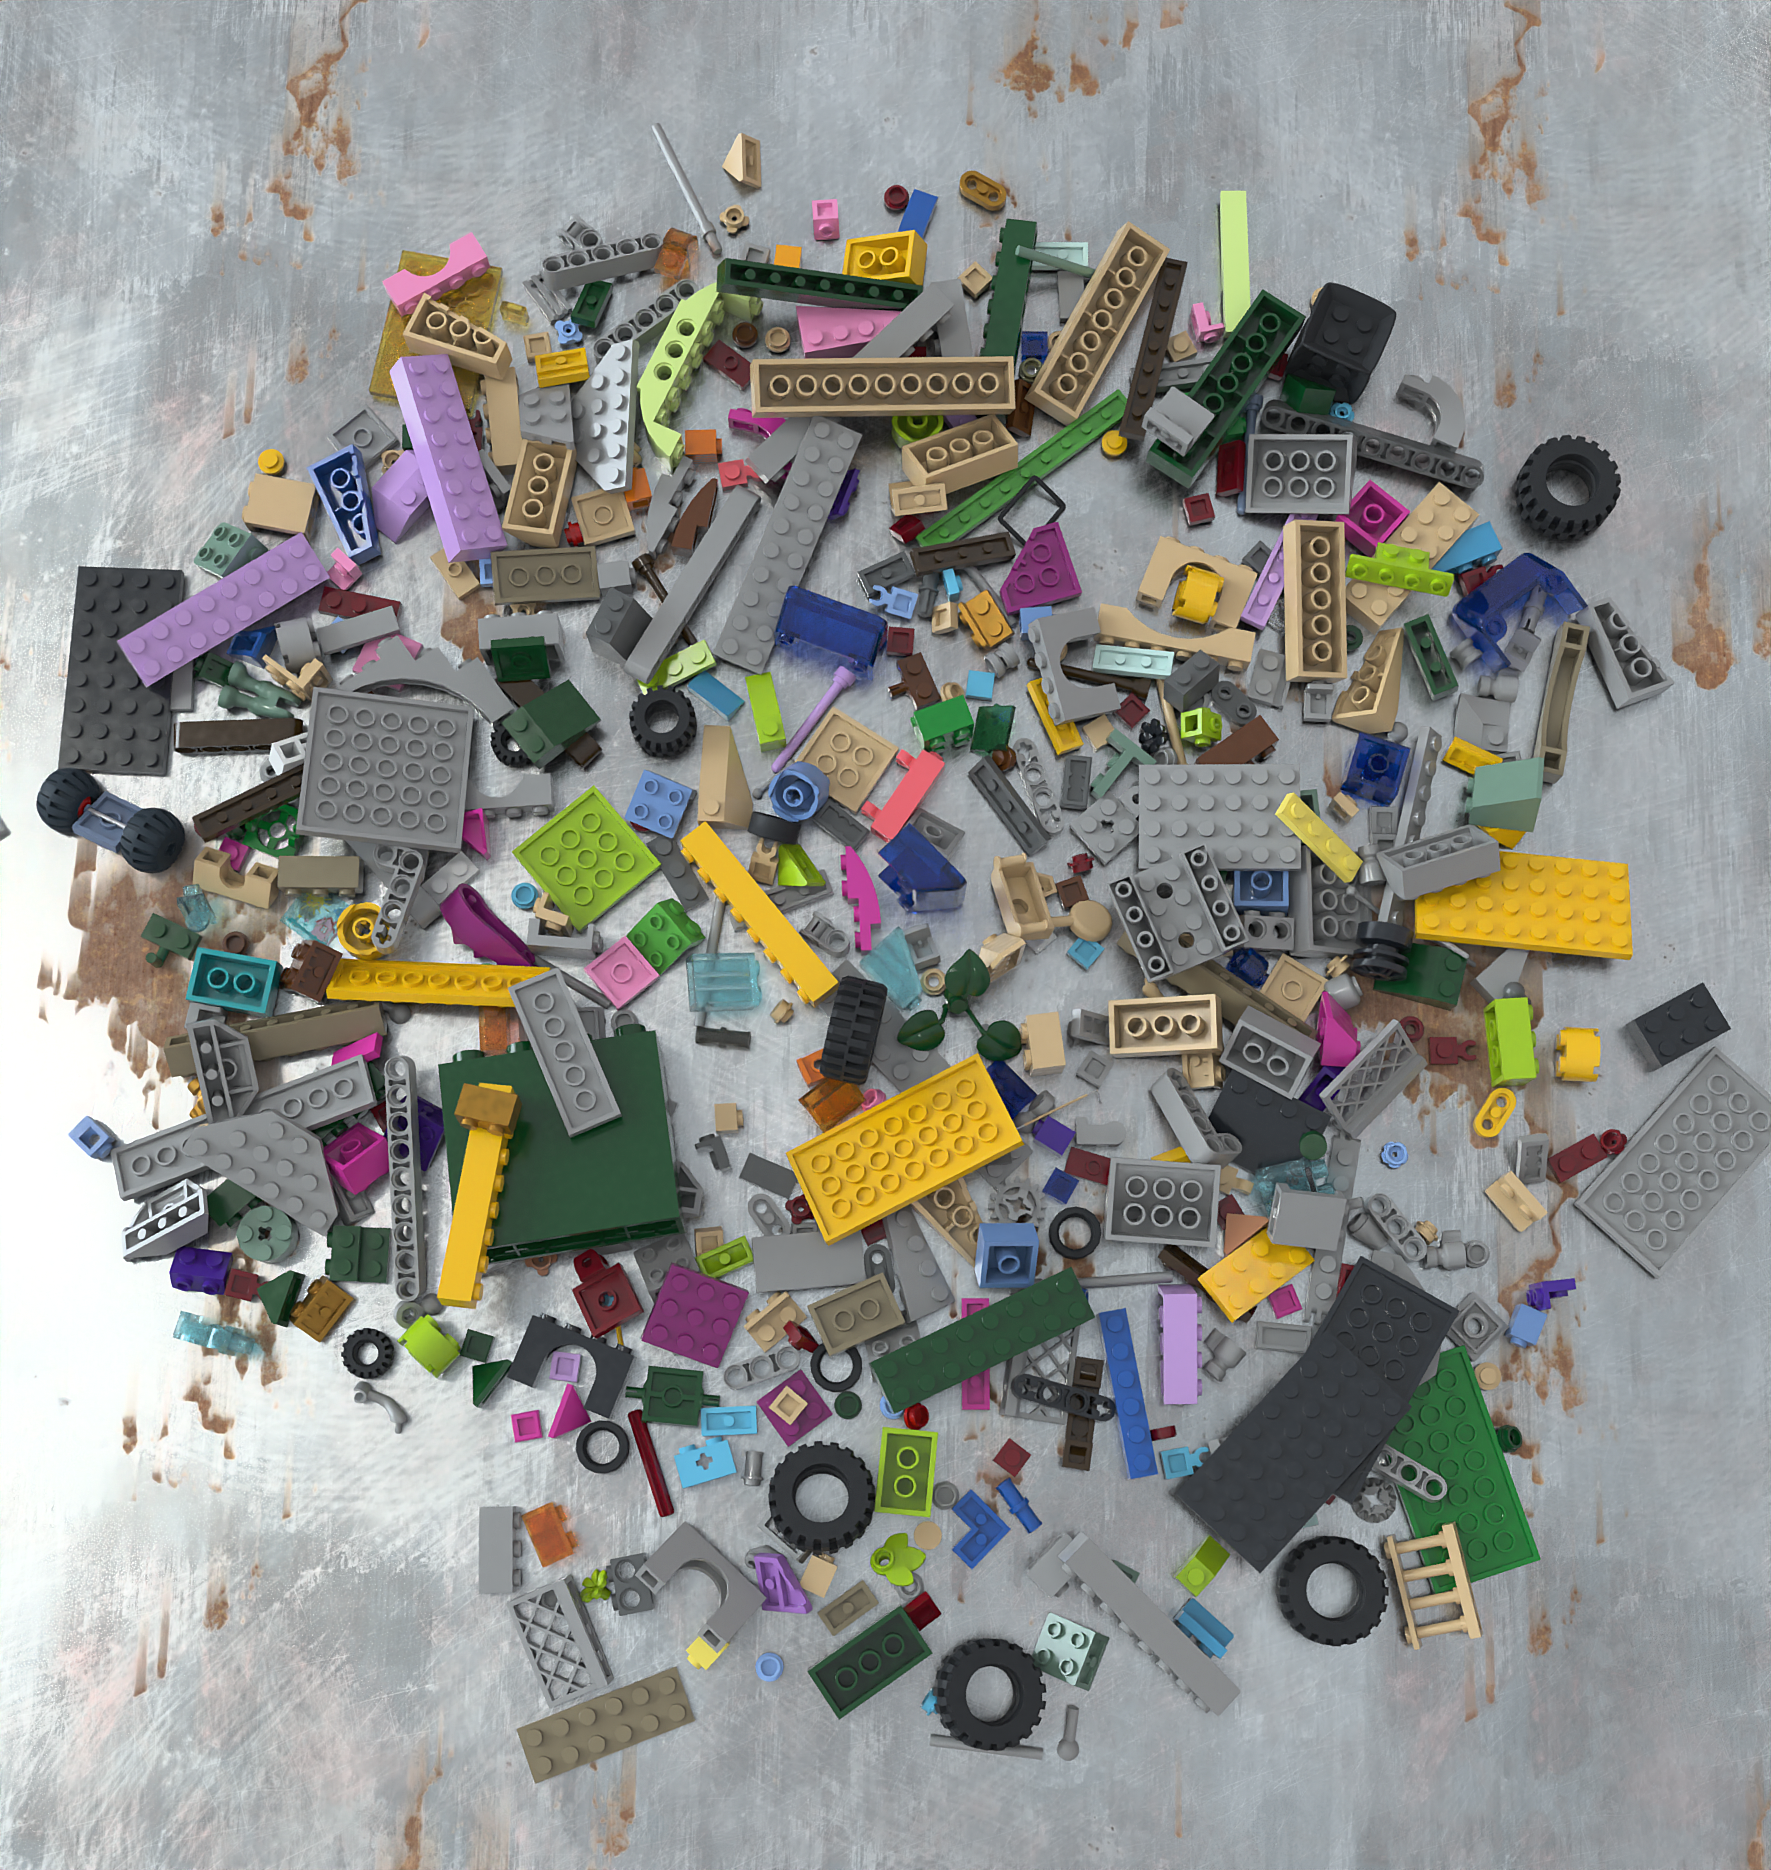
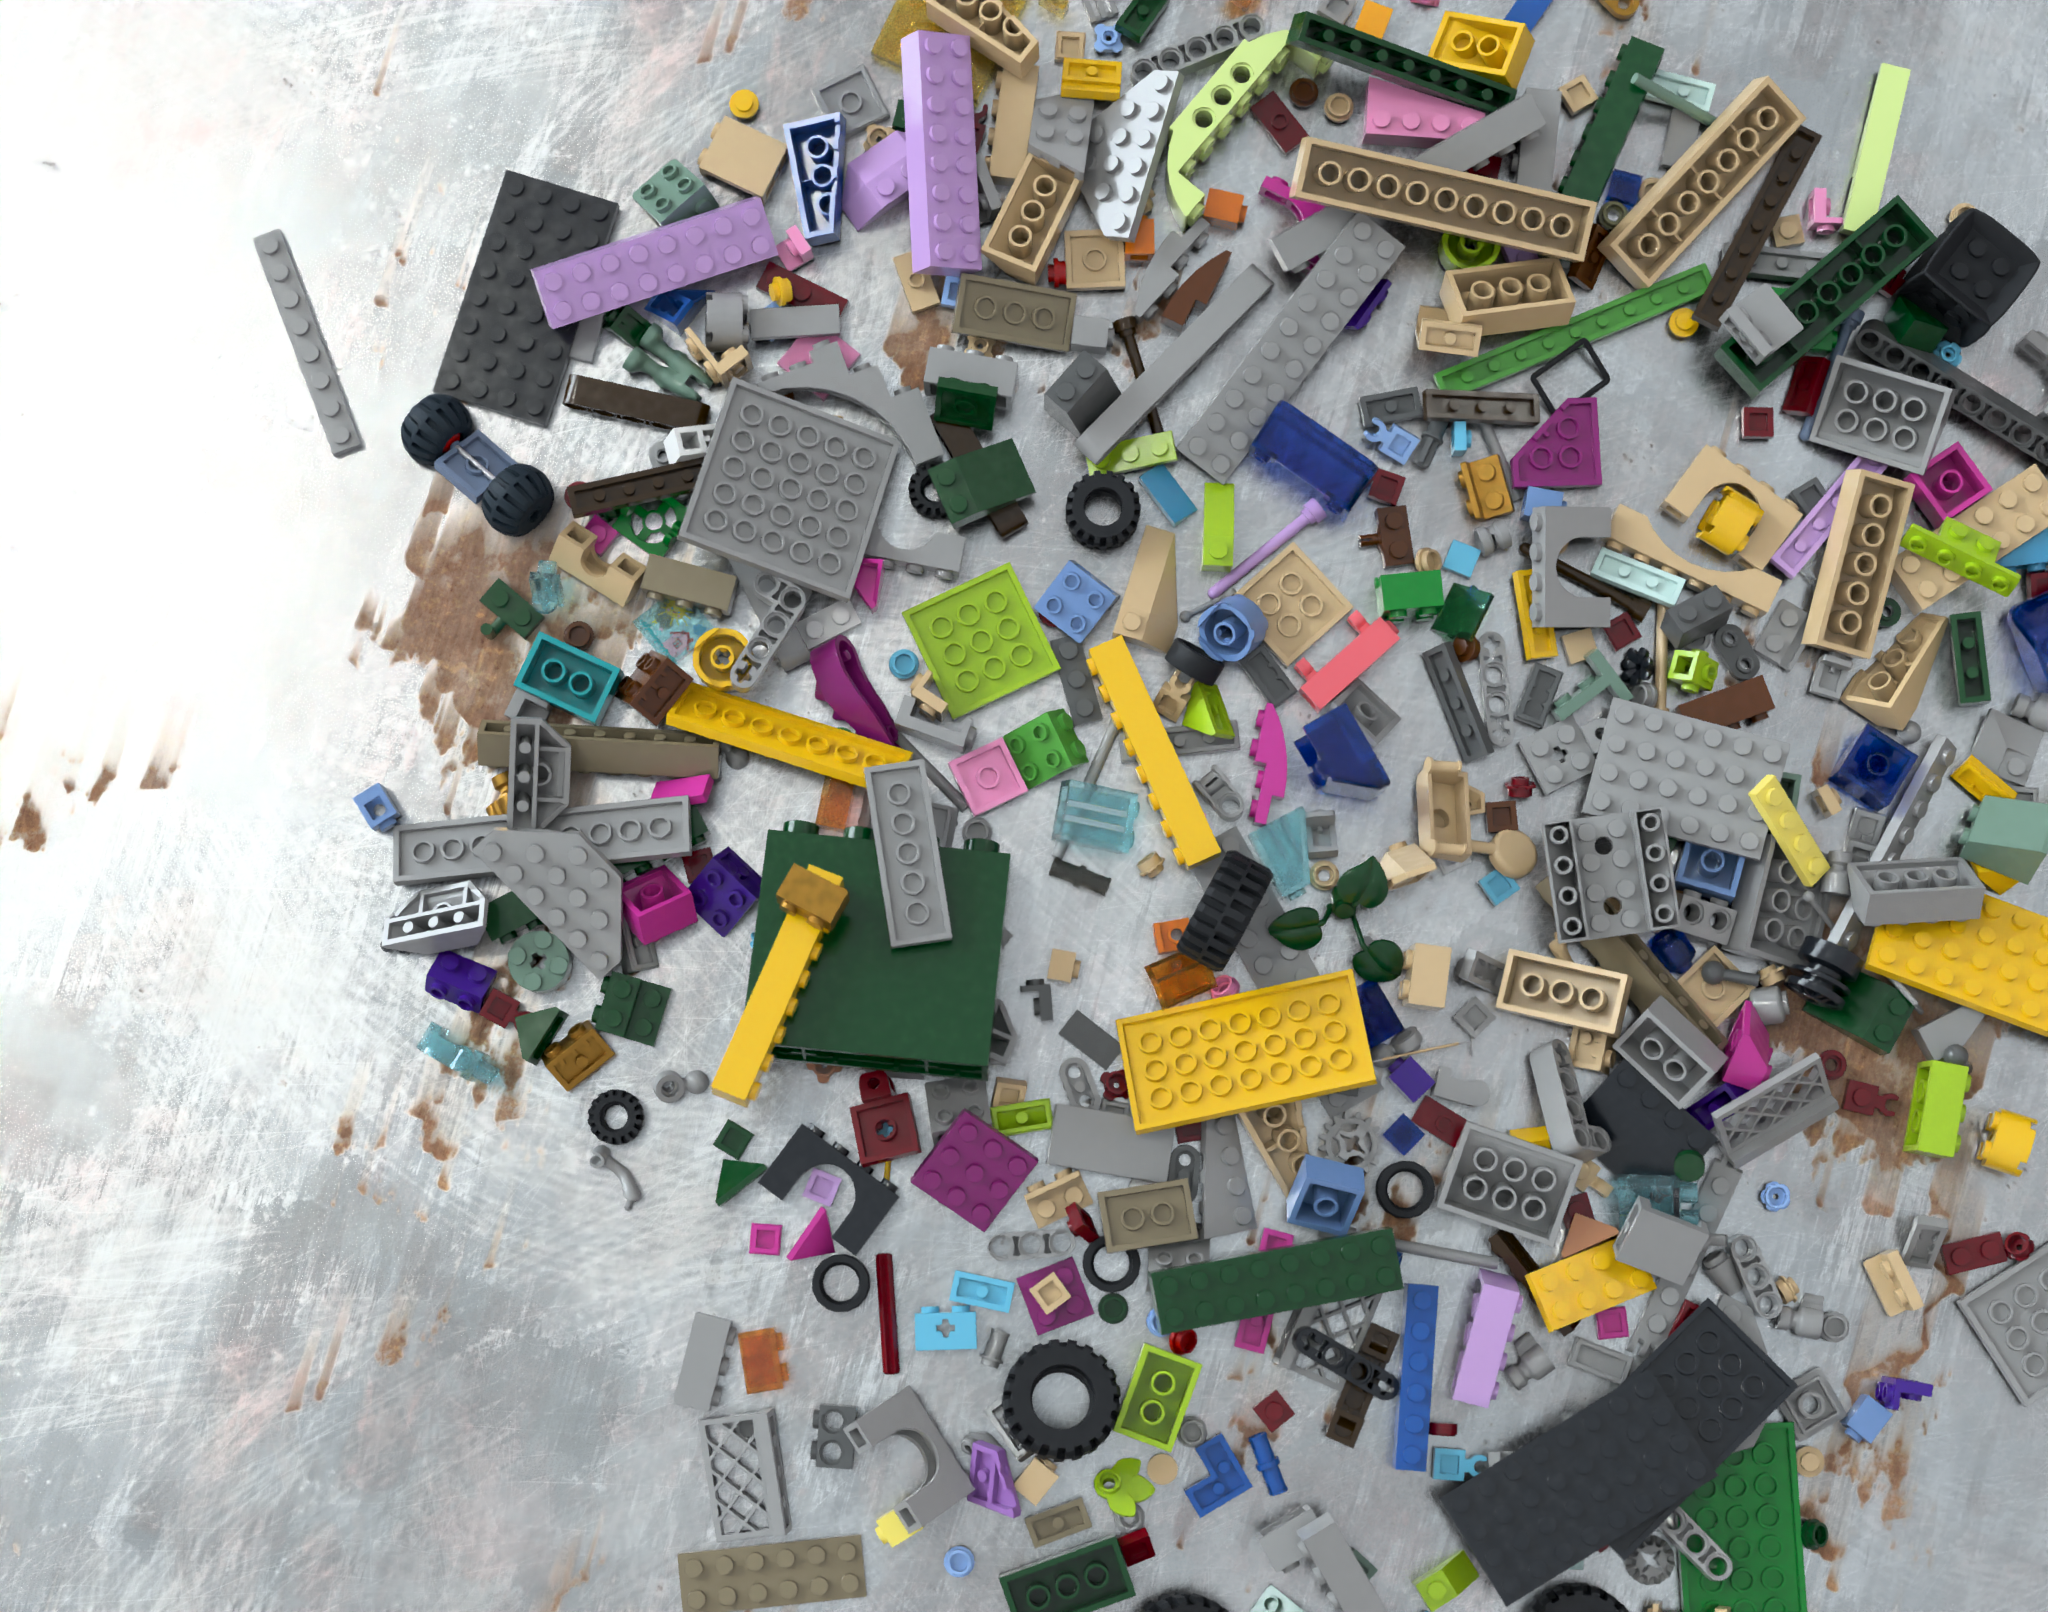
camera: 15 degrees right, 5 degrees up
(339, 607) = (780, 291): none -> yellow plate
(398, 1189) = (692, 952): light grey beam -> none
(429, 1345) = (684, 1127): lime brick -> none
(595, 1587) = (796, 1428): lime plant -> none
(672, 1396) = (928, 1249): dark green plate -> none
(736, 473) = (1252, 250): coral plate -> none
(907, 528) = (1426, 362): dark red plate -> none
(945, 618) = (1442, 474): tan plate -> none
(1289, 976) = (1714, 973): none -> dark grey bar
(1466, 653) = (2010, 664): light grey wheel -> none
(1493, 1113) = (1896, 1180): yellow plate -> none

